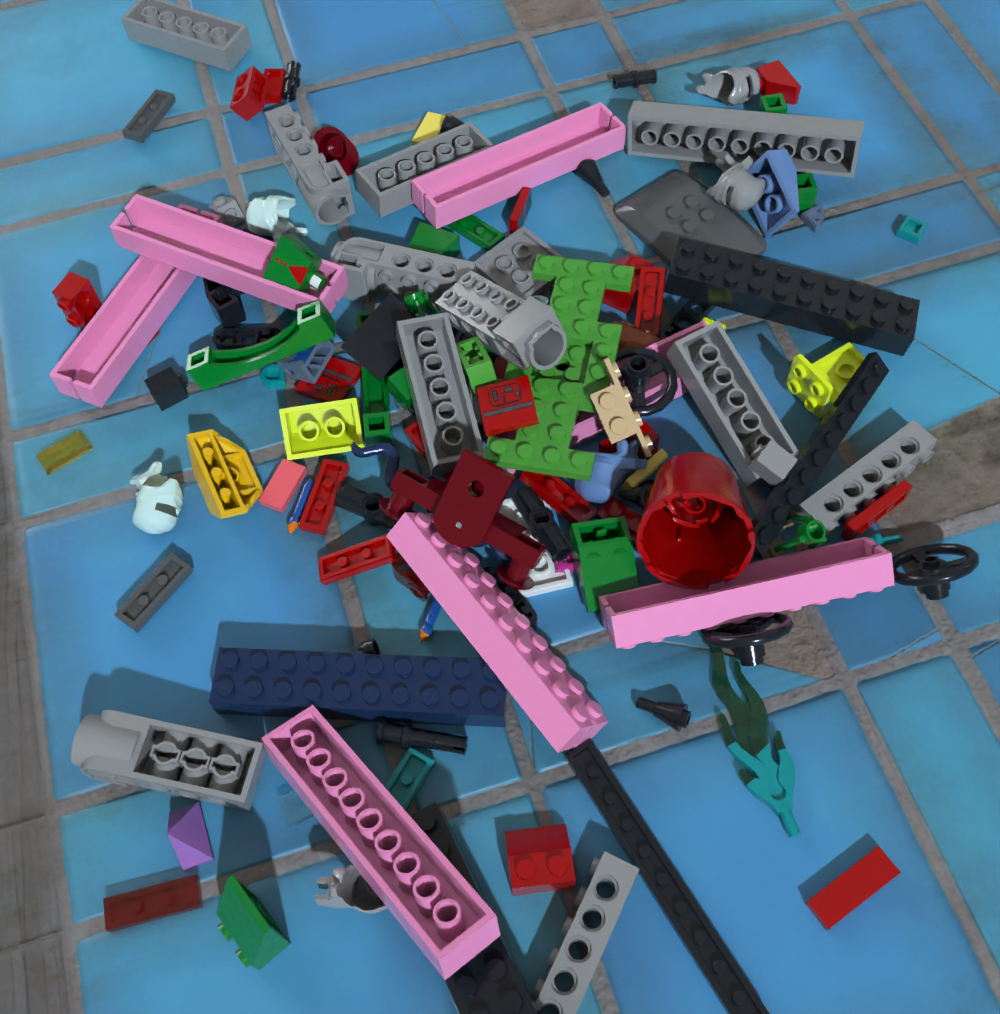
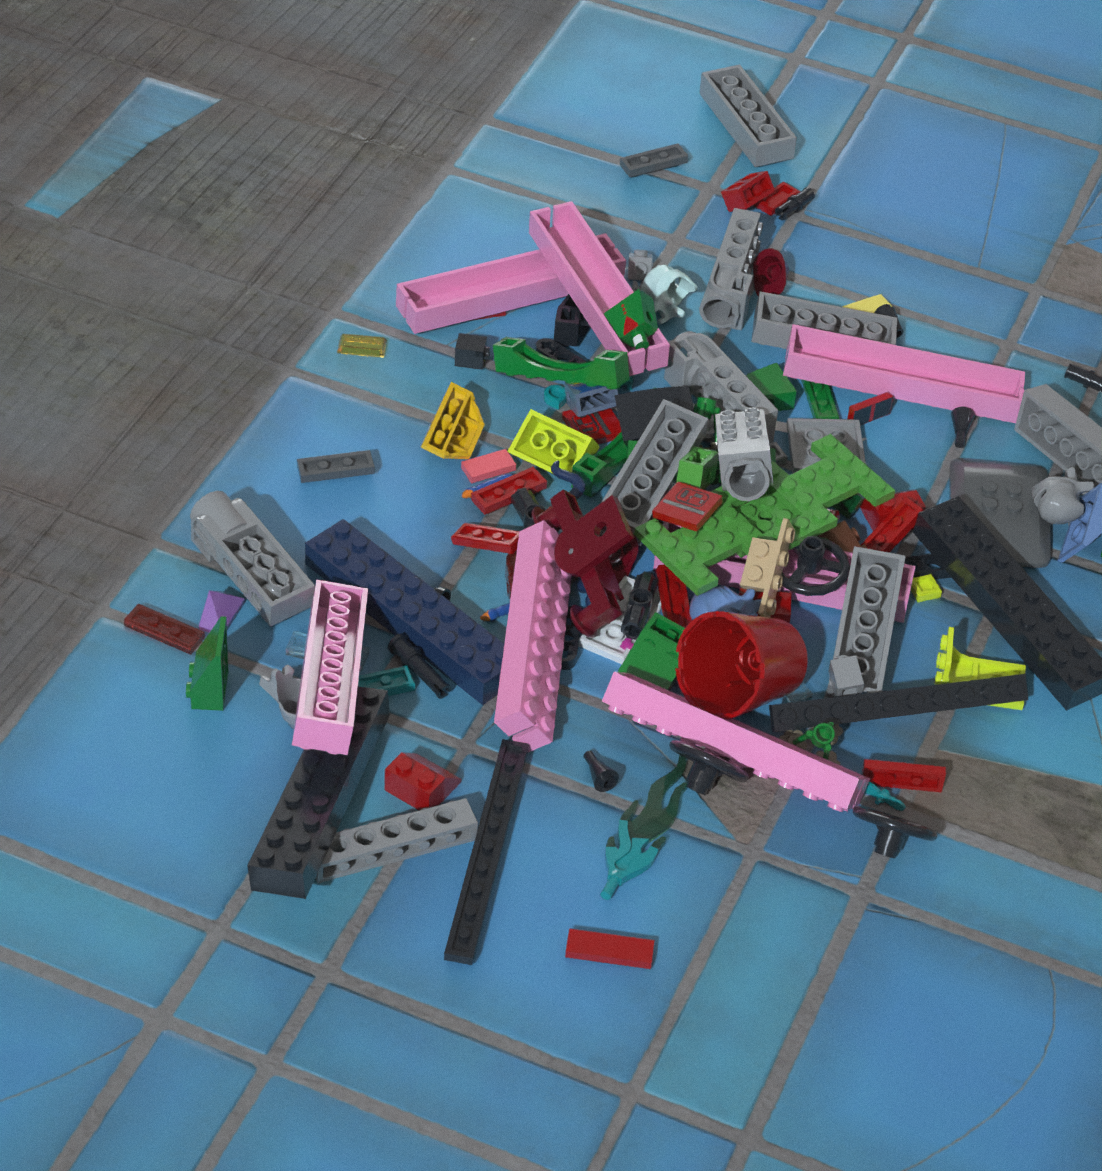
camera: 35 degrees right, 15 degrees down
(77, 299) = (465, 248): red brick -> none
(157, 501) = (390, 413): light aqua piece -> none
(891, 453) = (960, 754): light grey brick -> none

